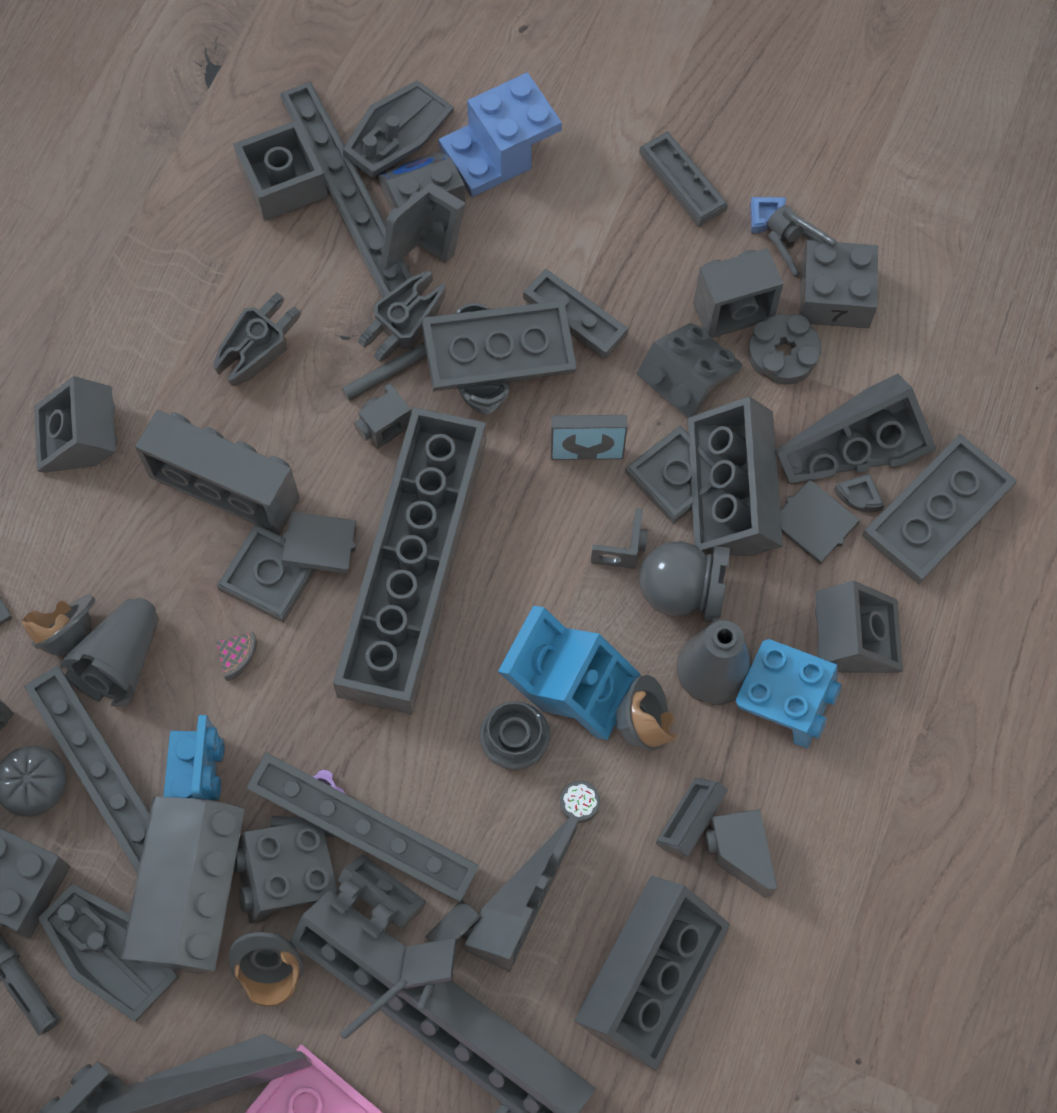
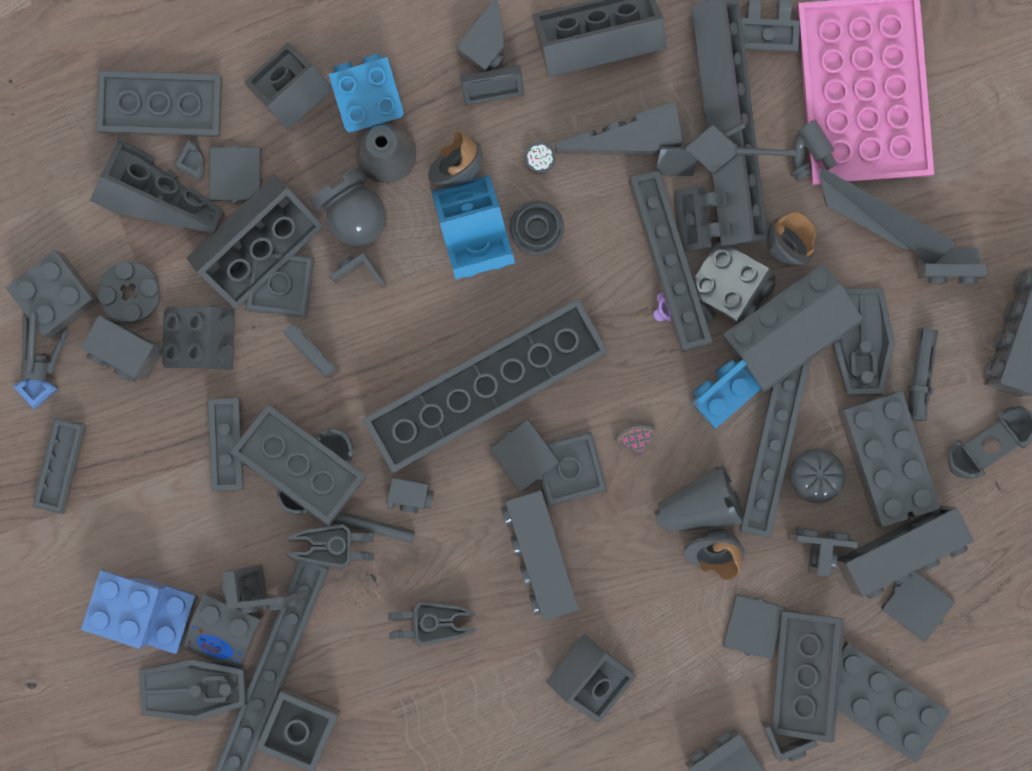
camera: 140 degrees left, 20 degrees up
(331, 1082) = (818, 145): none -> dark grey plant

